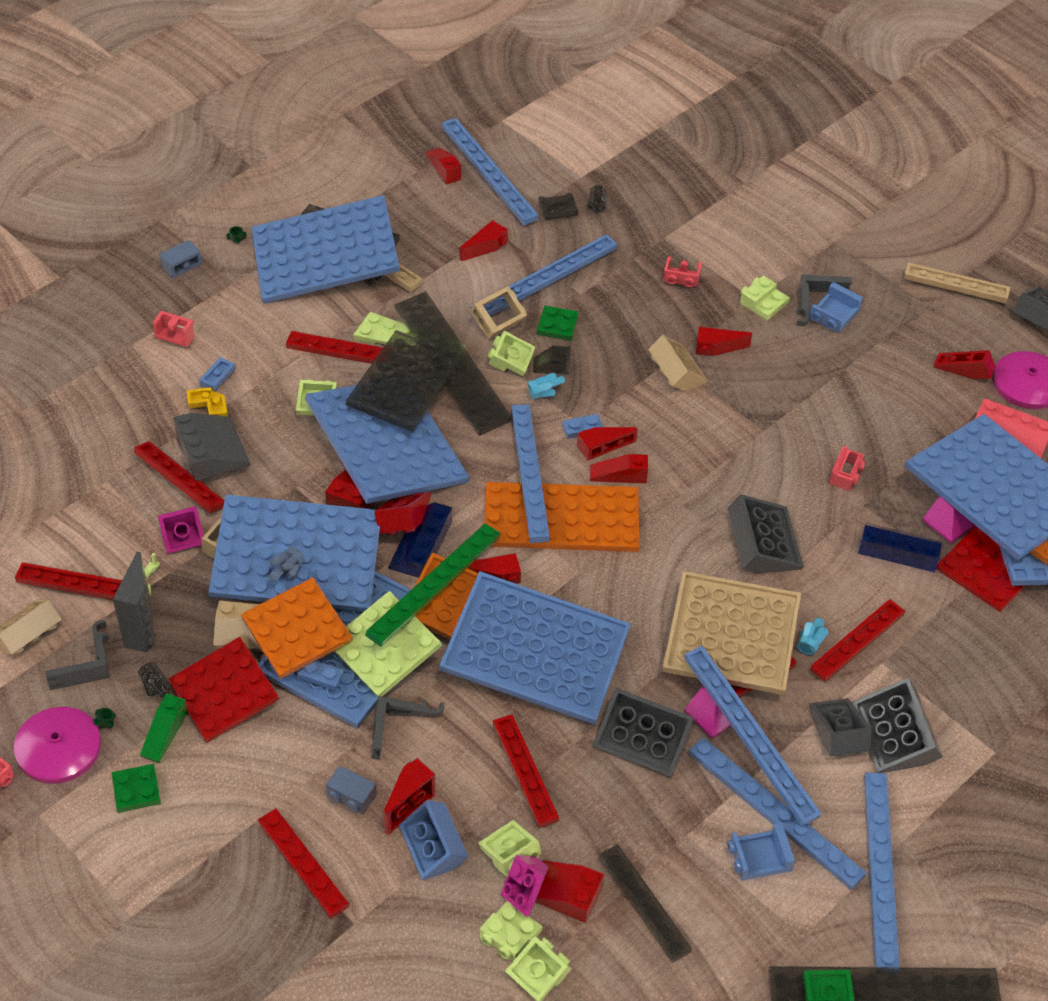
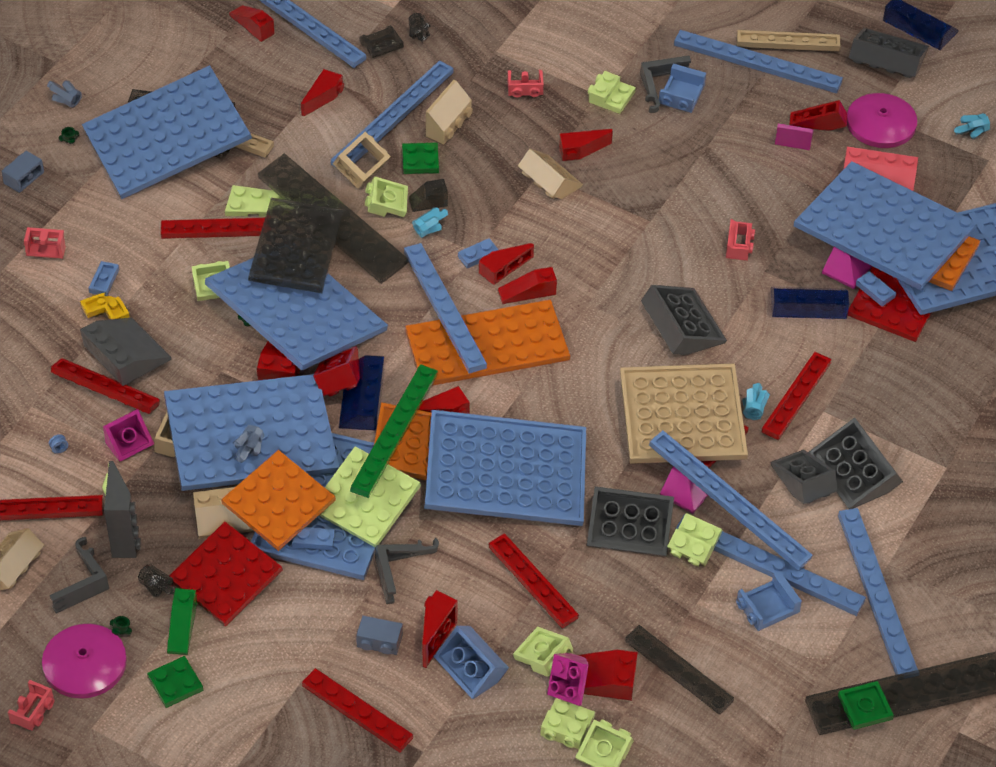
camera: 15 degrees left, 0 degrees up
(114, 523) = (58, 443): none -> medium blue bush
(246, 195) = (67, 94): none -> sand blue rock
(596, 285) = (448, 113): none -> tan slope
(703, 767) = (694, 540): none -> yellowish green plate
(921, 297) = (758, 61): none -> medium blue plate
(934, 377) = (794, 136): none -> dark pink slope
(972, 548) = (875, 288): none -> medium blue plate

